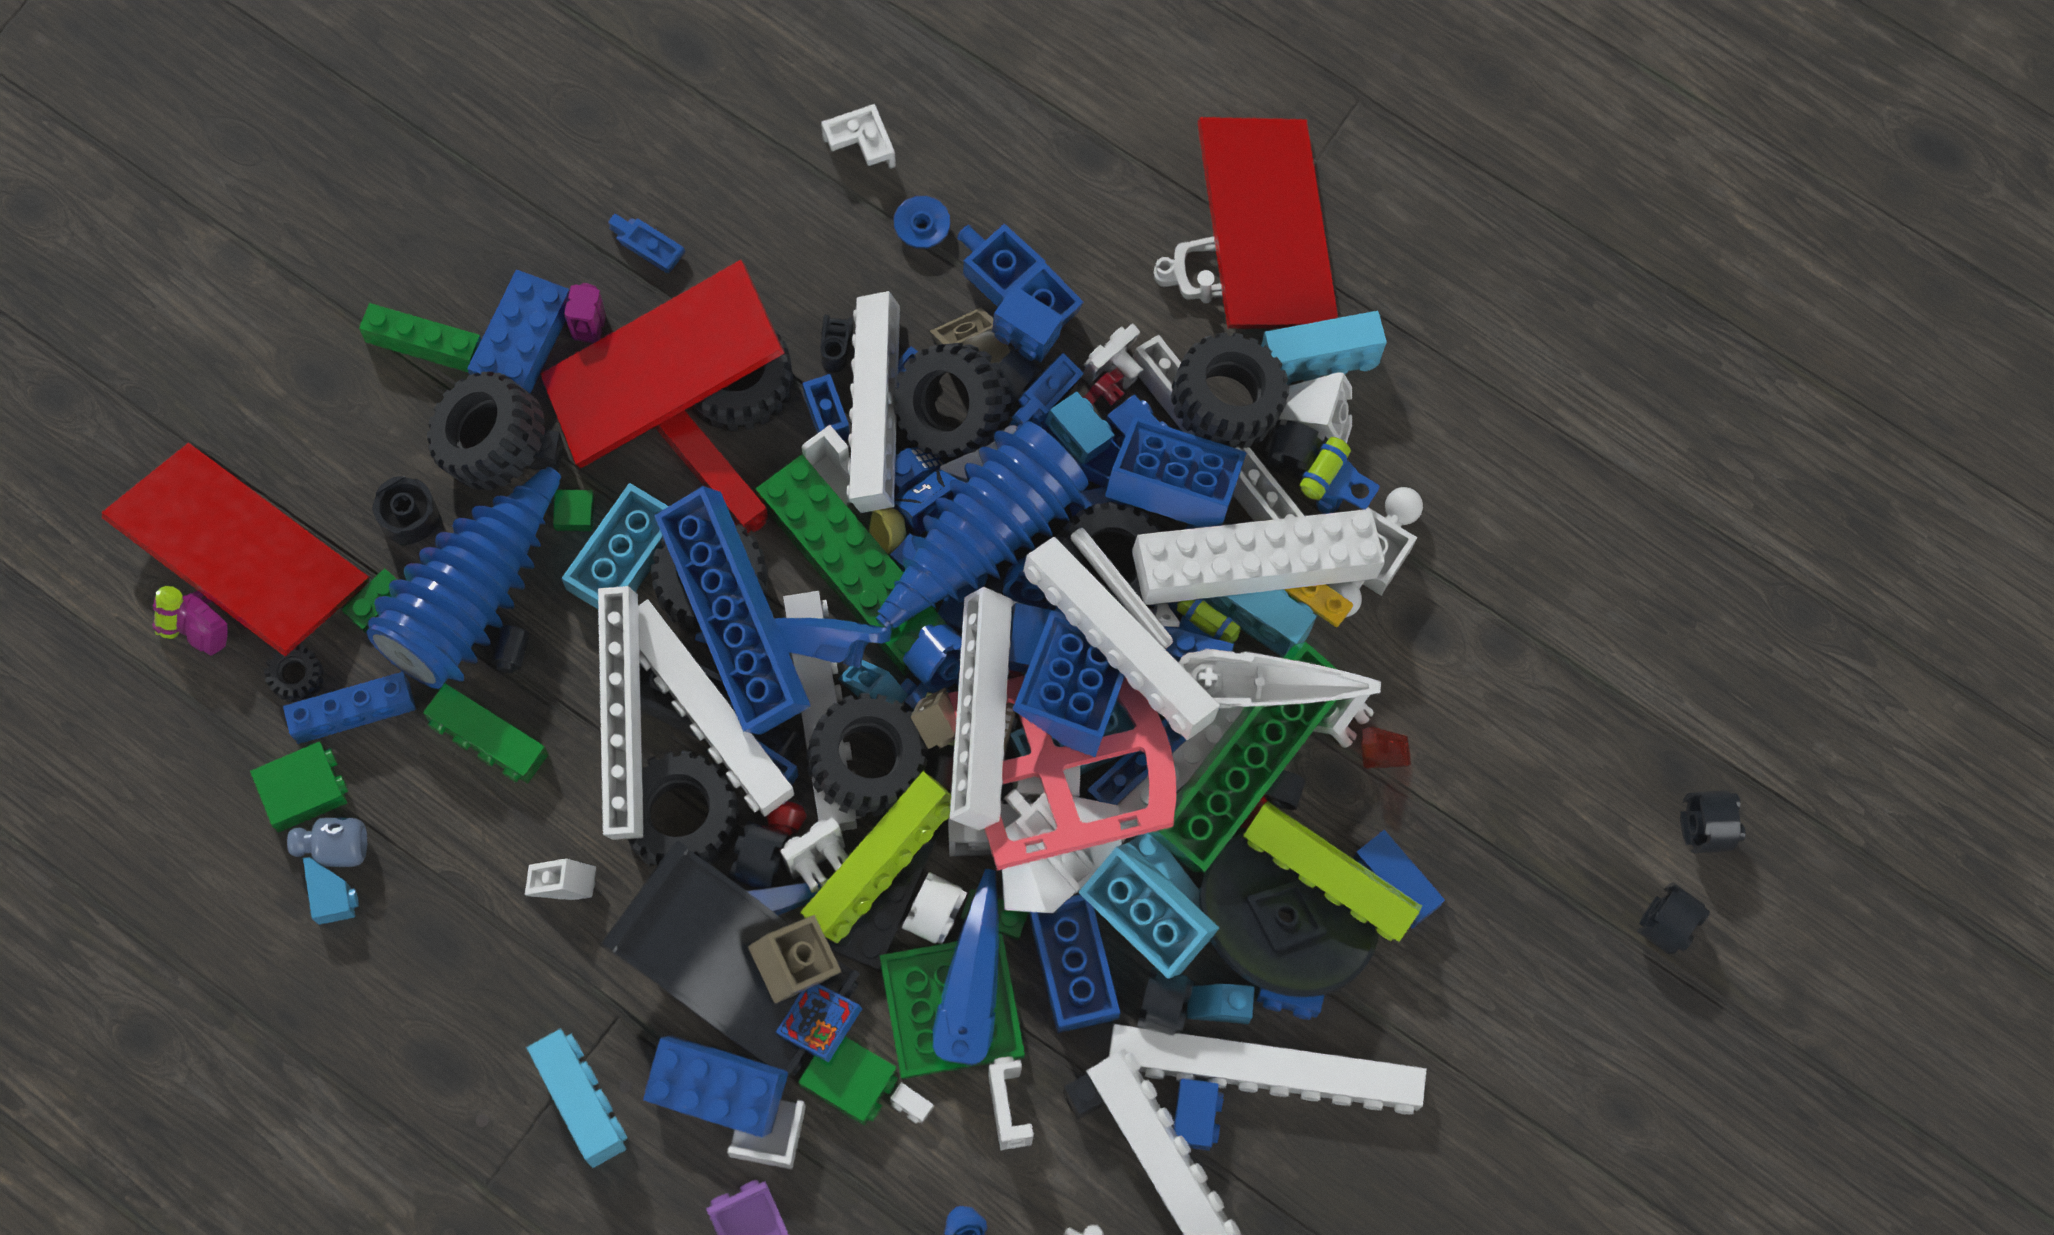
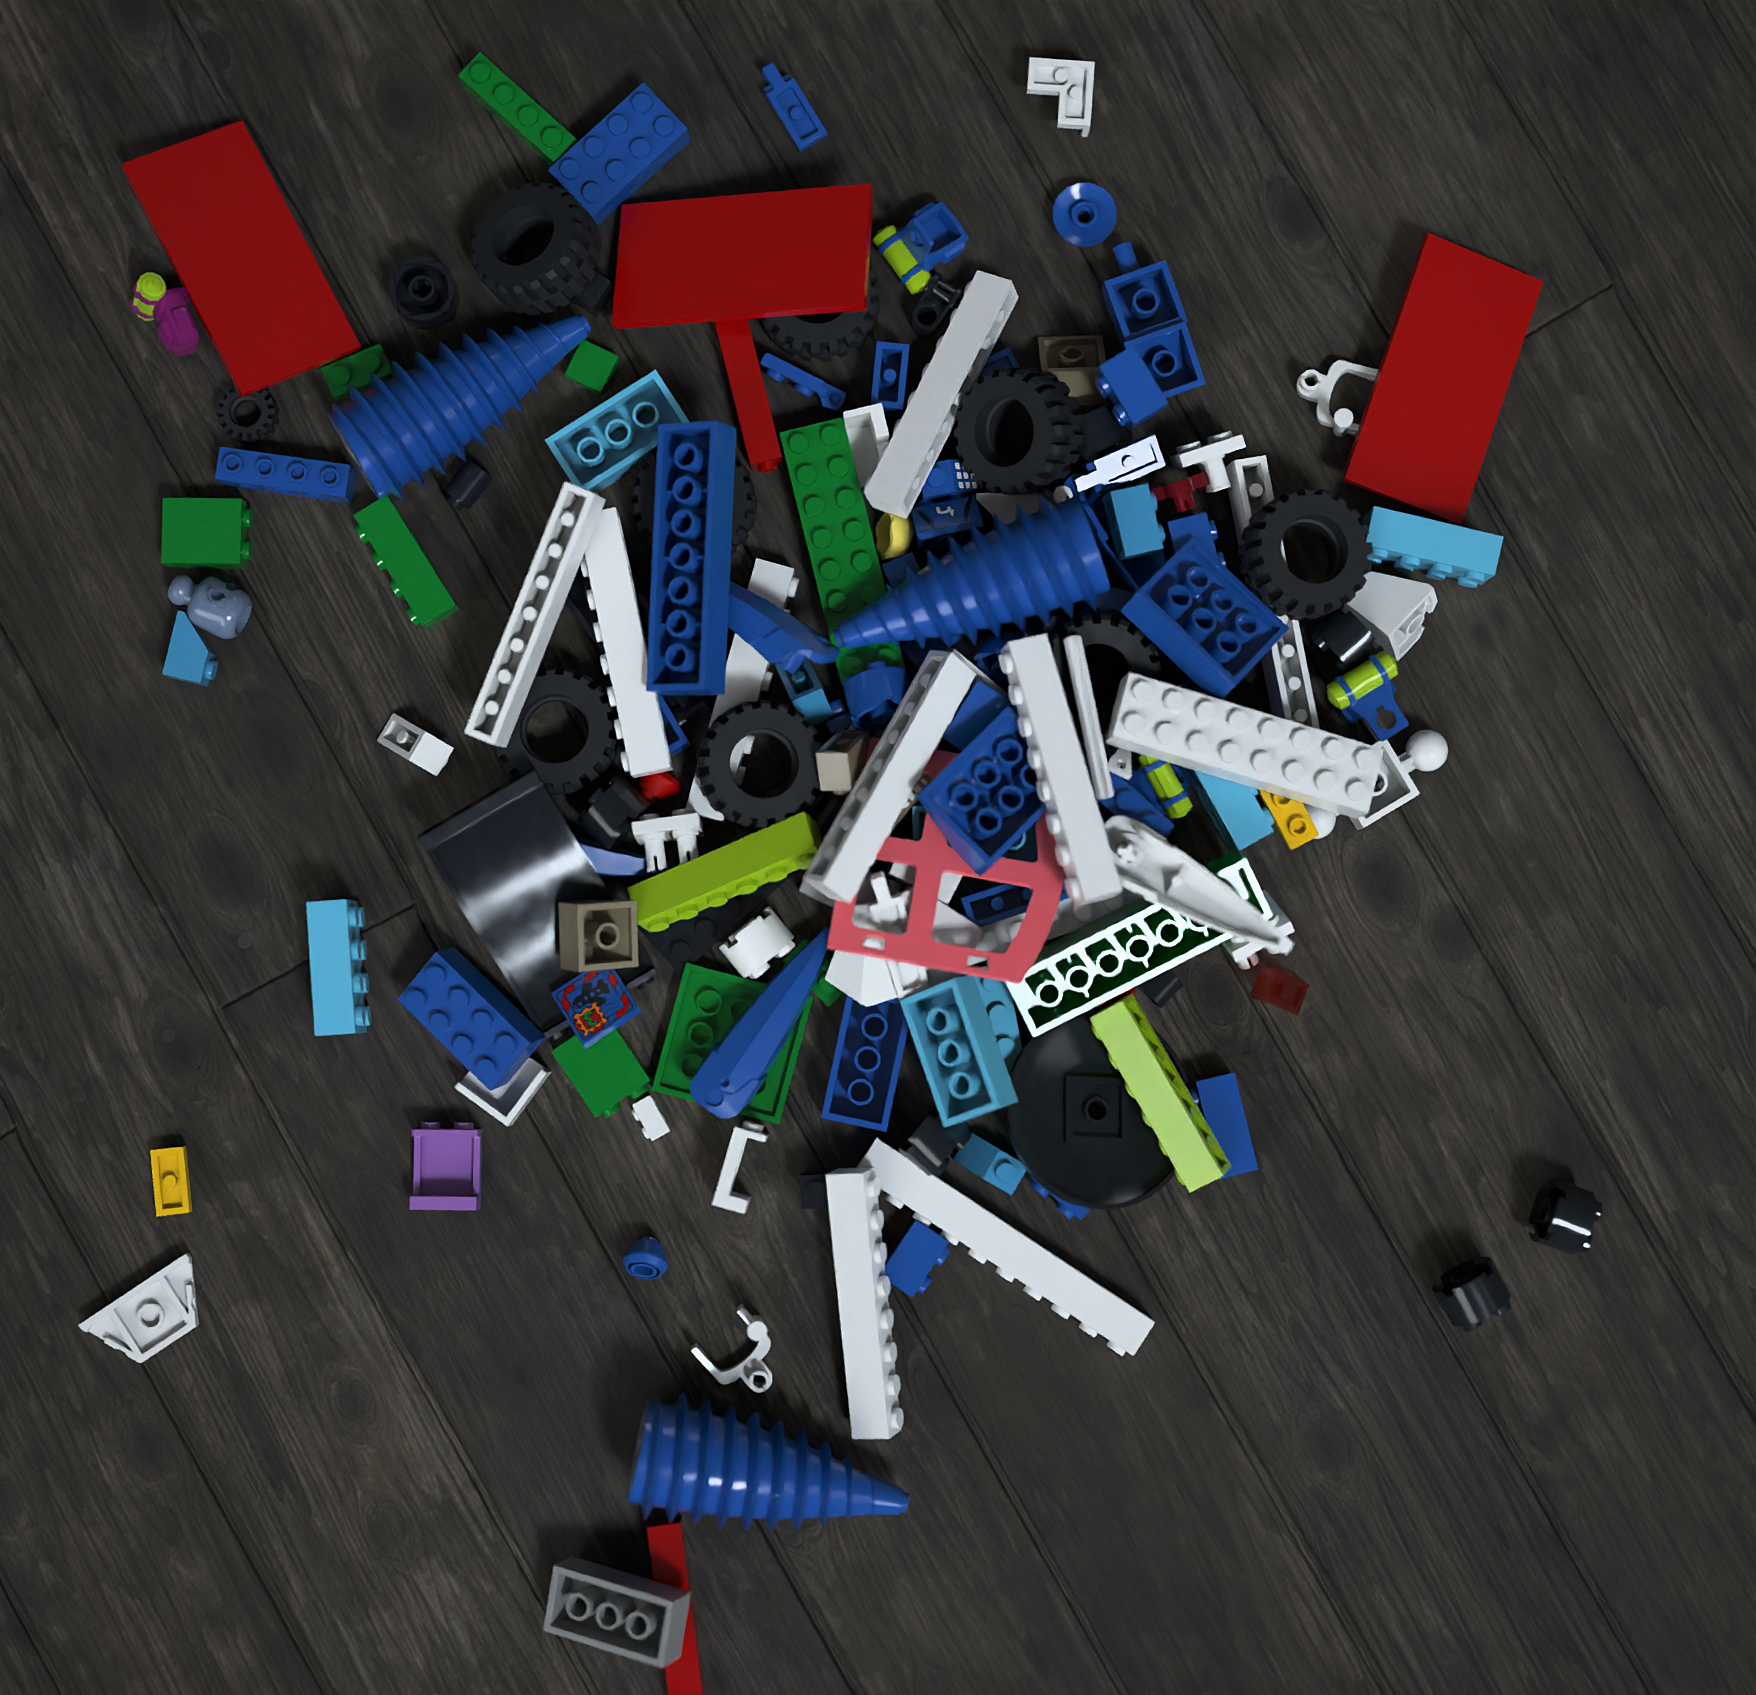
camera: 30 degrees right, 15 degrees up
(585, 313) = (693, 161): magenta brick -> none
(757, 444) = (804, 382): none -> blue hinge
(801, 299) = (921, 244): none -> blue piece

